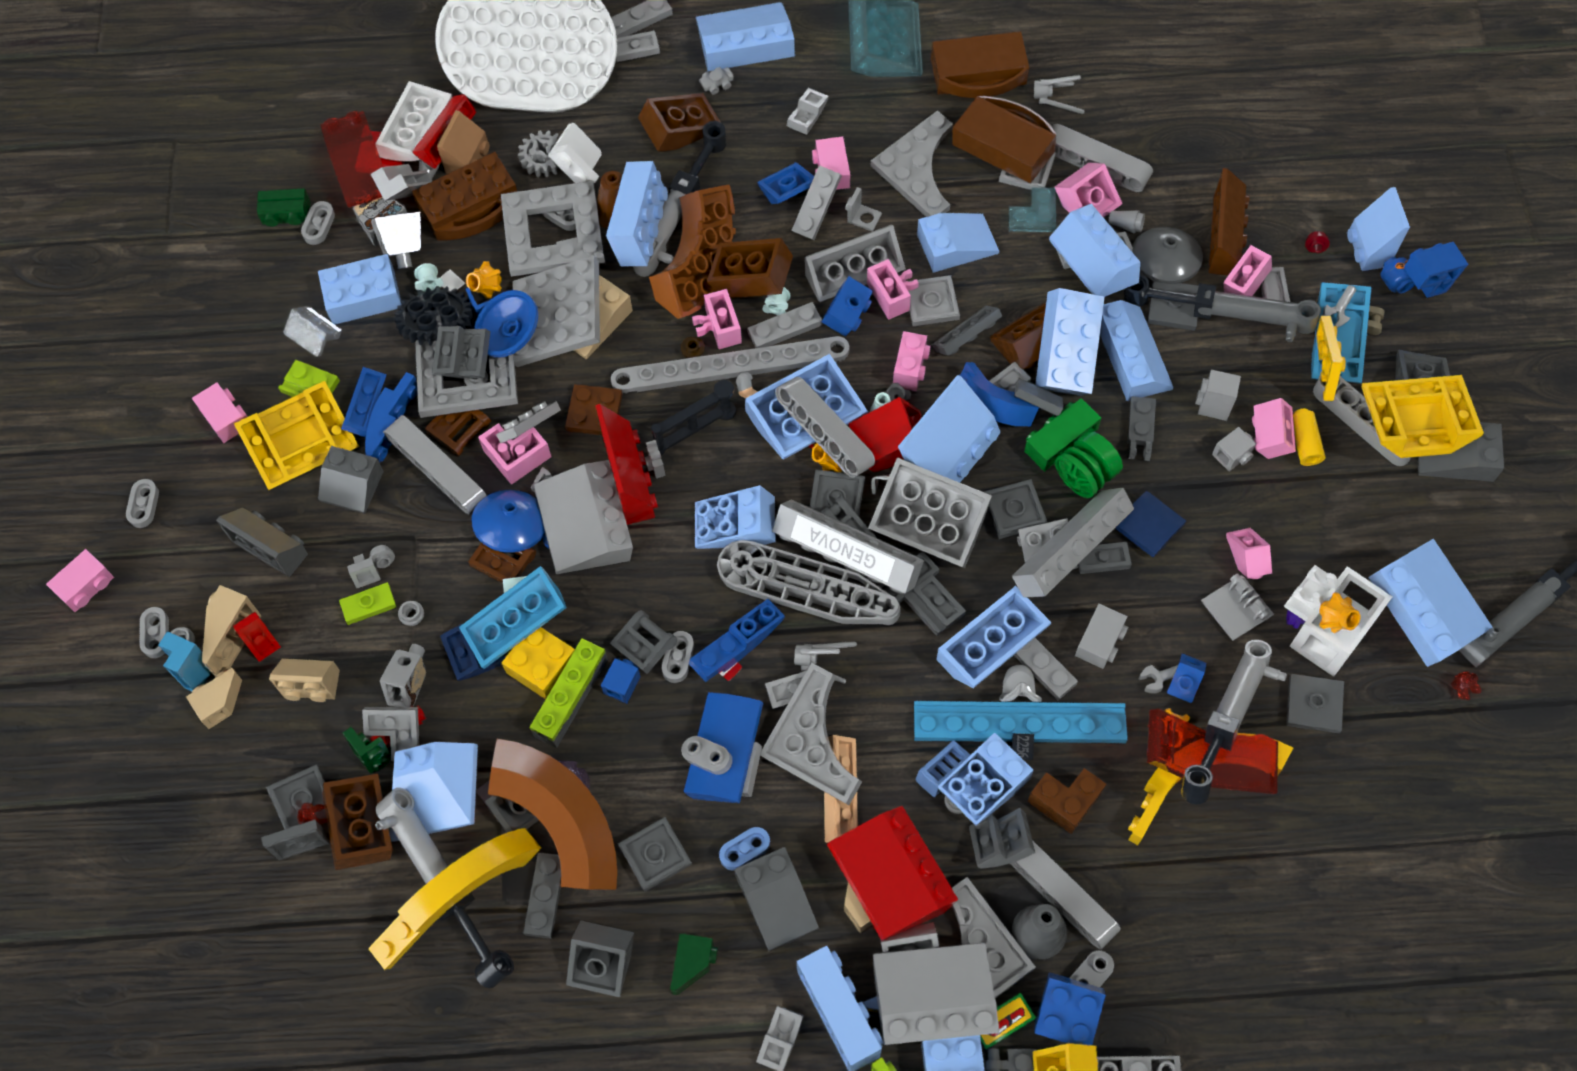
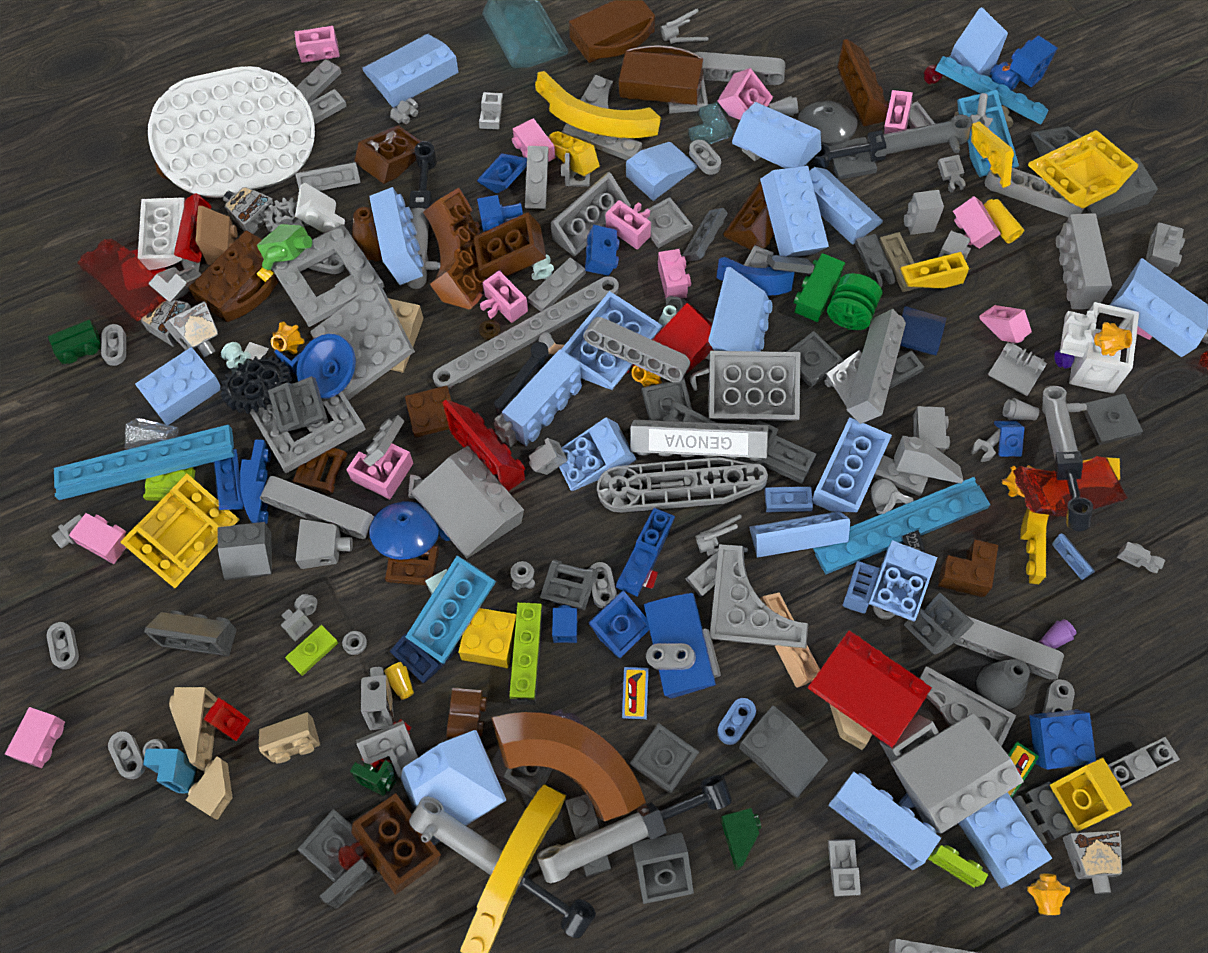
camera: 25 degrees left, 0 degrees up
(185, 396) = (62, 536): none -> light grey piece
(294, 353) = (143, 462): none -> dark azure plate
(421, 502) = (320, 544): none -> light grey torso
(435, 667) = (399, 680): none -> yellow cone
(483, 726) = (466, 712): none -> reddish brown brick
(499, 905) = (648, 822): none -> light grey piece
(508, 128) = (247, 208): none -> torso
(519, 182) = (281, 245): none -> bright green torso
(604, 619) = (525, 580): none -> light grey brick
(606, 124) = (330, 176): none -> light grey plate
(657, 777) = (635, 693): none -> slope
(675, 702) = (620, 624): none -> blue slope
(685, 503) = (547, 457): none -> light grey brick
(708, 440) = (543, 397): none -> light blue brick
(749, 225) = (494, 214): none -> blue brick
(875, 192) = (582, 154): none -> yellow slope
(904, 686) = (800, 533): none -> light blue slope
(909, 162) = (593, 118): none -> yellow arch
(912, 646) = (788, 499): none -> medium blue plate
(1012, 246) = (707, 160): none -> light grey plate
(1079, 665) = (923, 459): none -> light grey slope
(1126, 906) = (1059, 634): none -> medium lavender cone
(1168, 440) = (897, 256): none -> dark tan plate
(1190, 831) = (1072, 556): none -> medium blue slope
(1196, 466) = (936, 272): none -> yellow slope
(1214, 653) = (1018, 410): none -> light grey cone
(1260, 860) = (1137, 556): none -> light grey plate
(1280, 359) = (952, 170): none -> light grey plate
(1371, 517) = (1083, 261): none -> light grey brick
(1381, 291) = (983, 83): none -> dark azure plate
(1479, 539) = (1165, 247): none -> light grey brick

